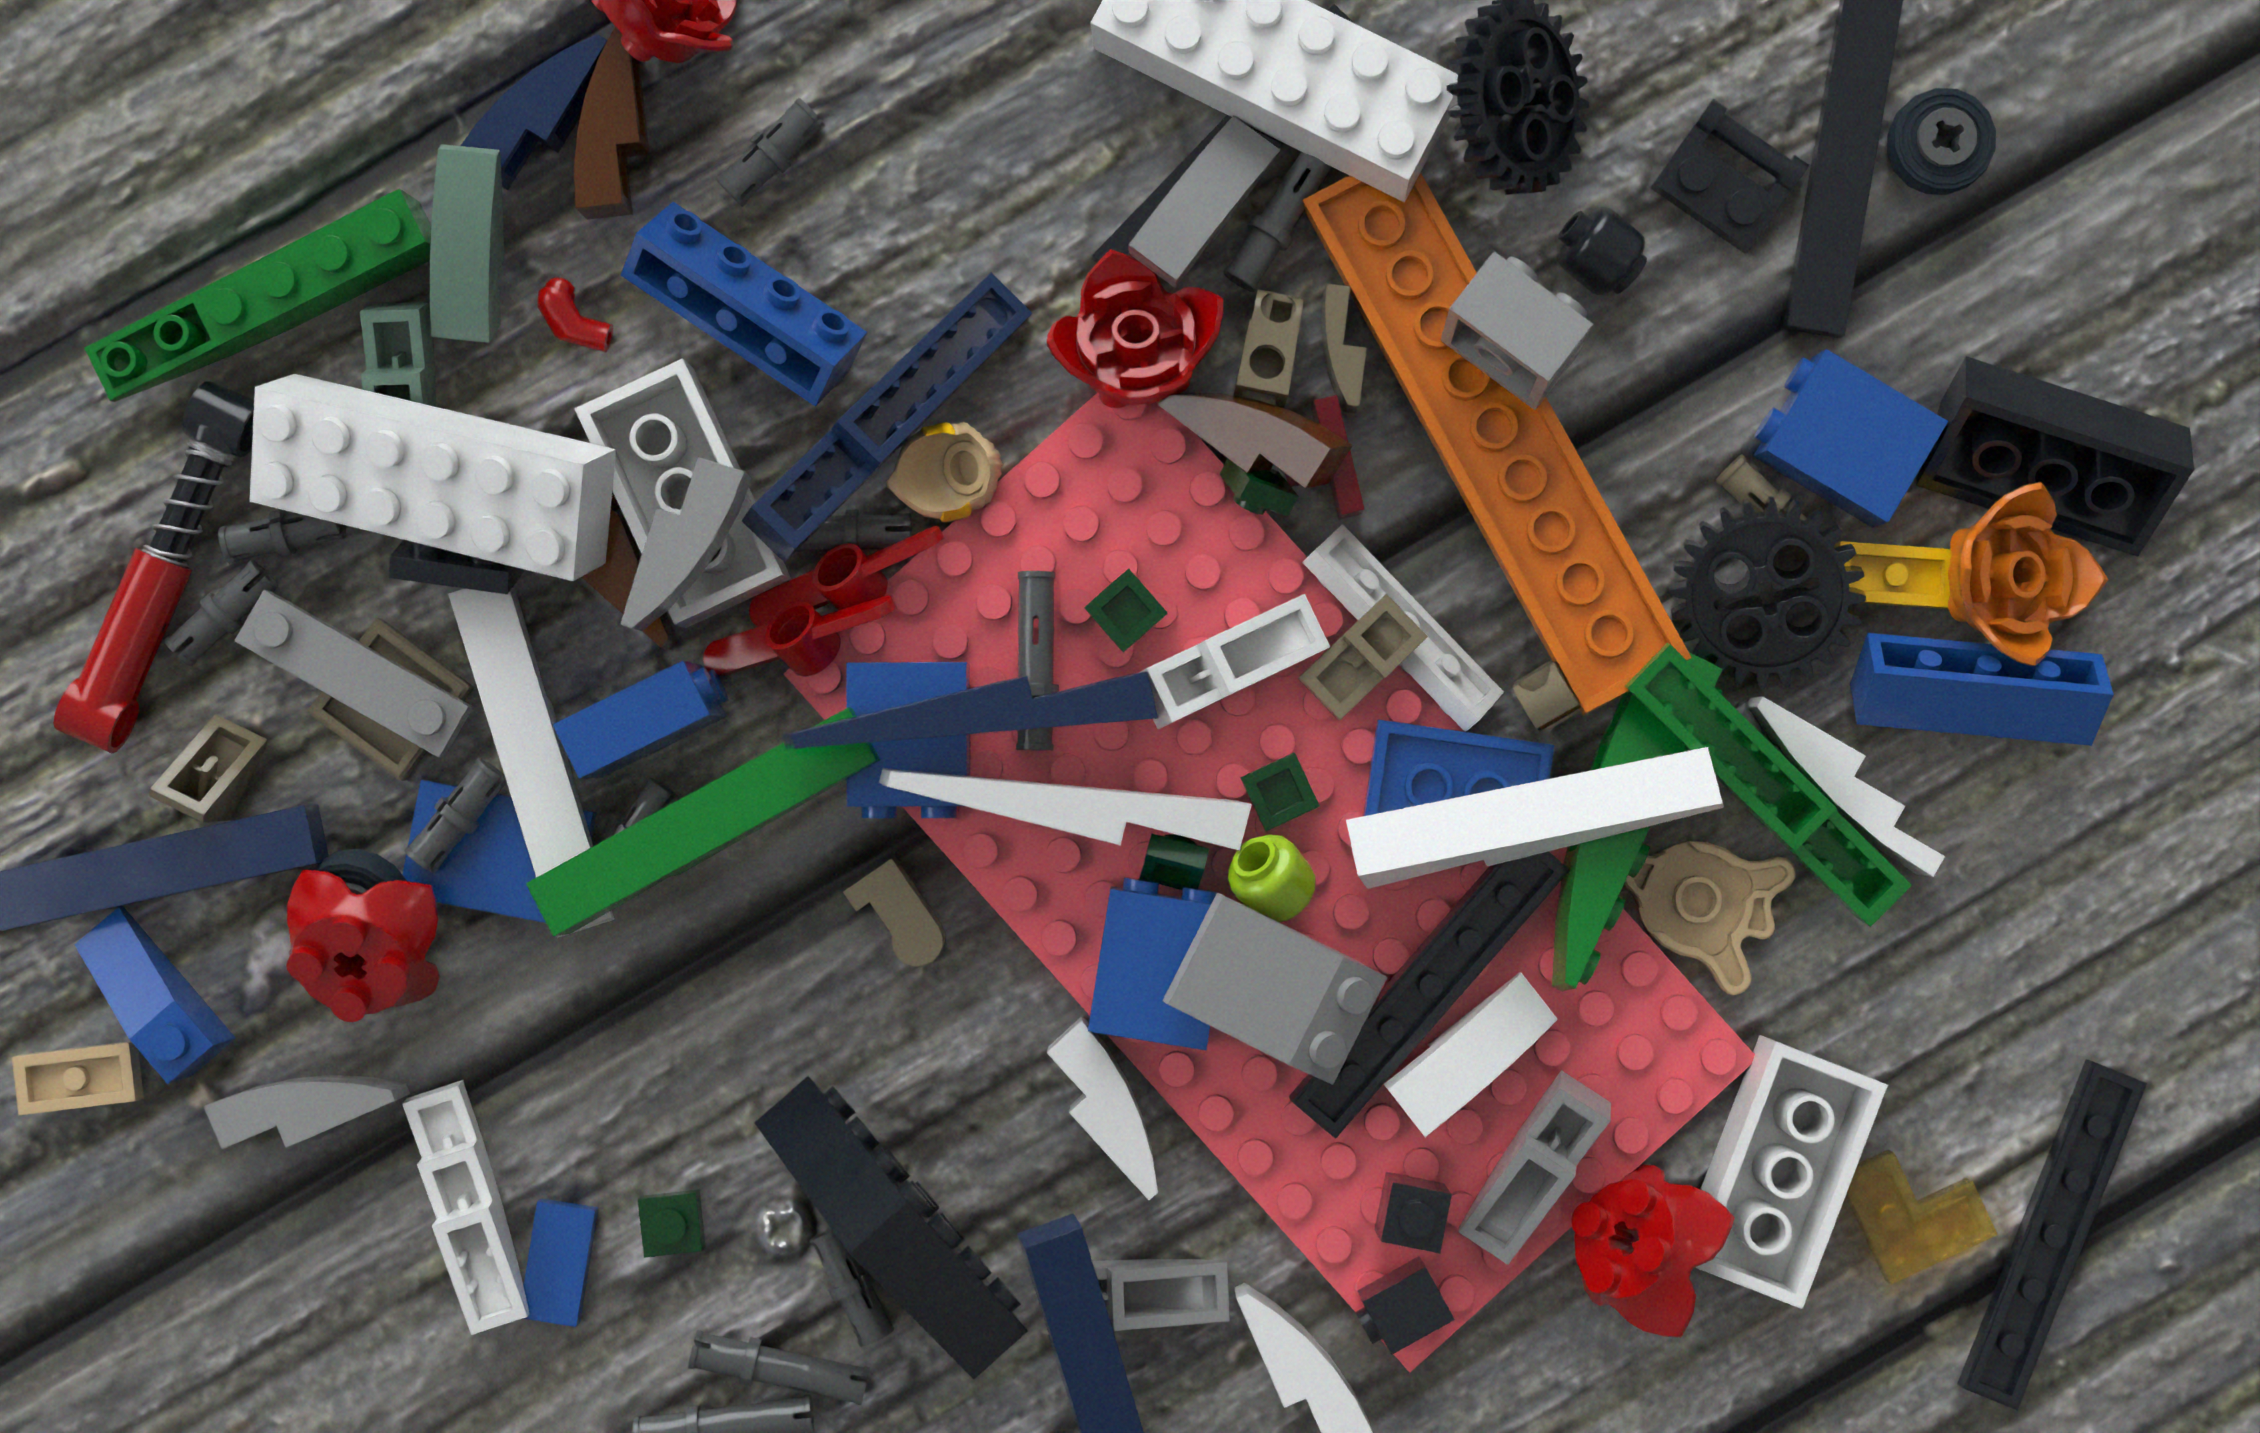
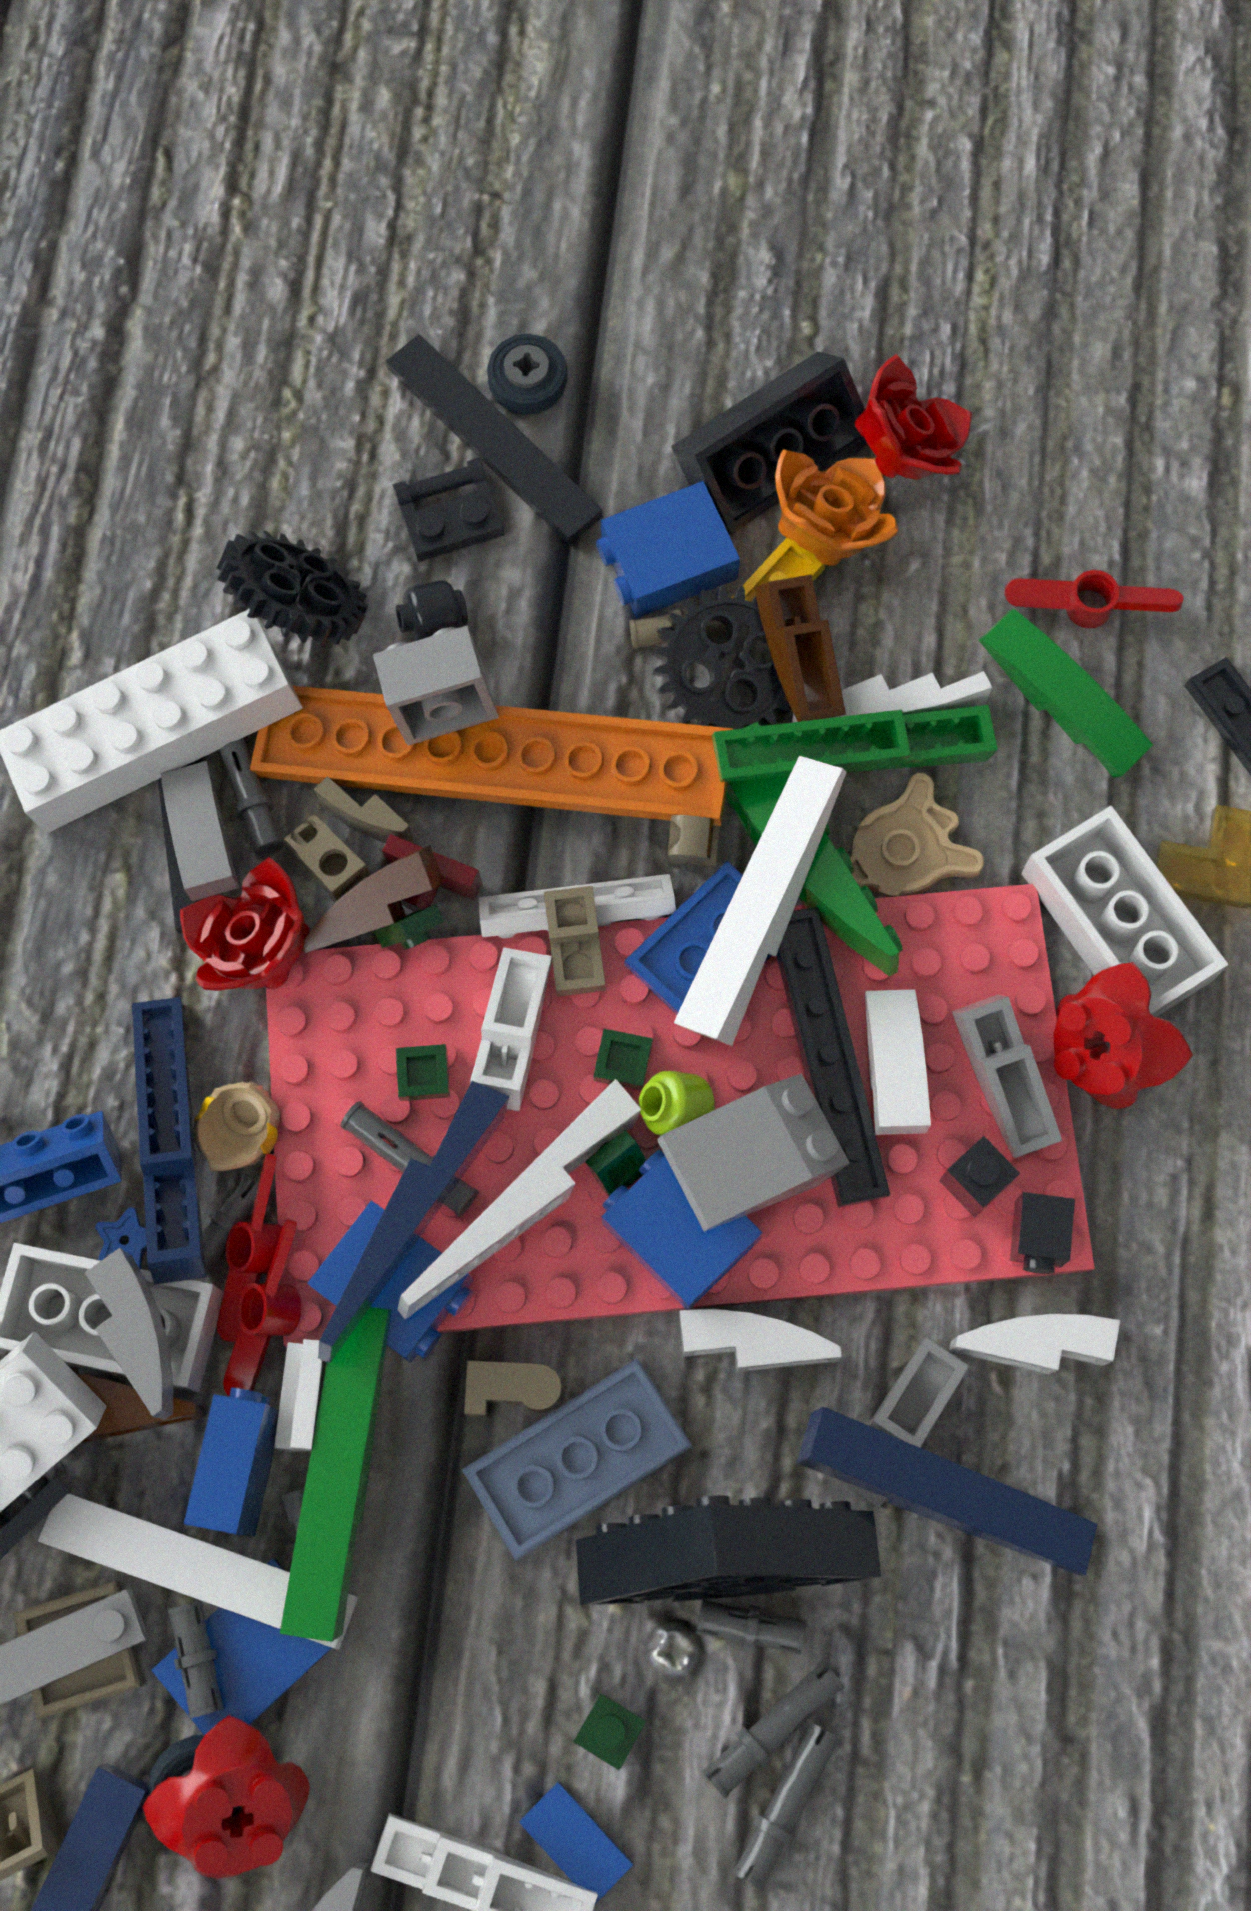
camera: 50 degrees left, 15 degrees down
(746, 732) = (299, 1397): none -> white slope
(764, 432) = (128, 1226): none -> blue plate
(883, 1019) = (576, 1459): none -> sand blue tile
(1830, 660) = (801, 647): none -> reddish brown slope
(1979, 691) = (894, 577): blue brick -> none
(1986, 949) = (1066, 691): none -> green slope
(2093, 875) = (1063, 595): none -> red piece
(2166, 595) = (911, 433): none -> red brick

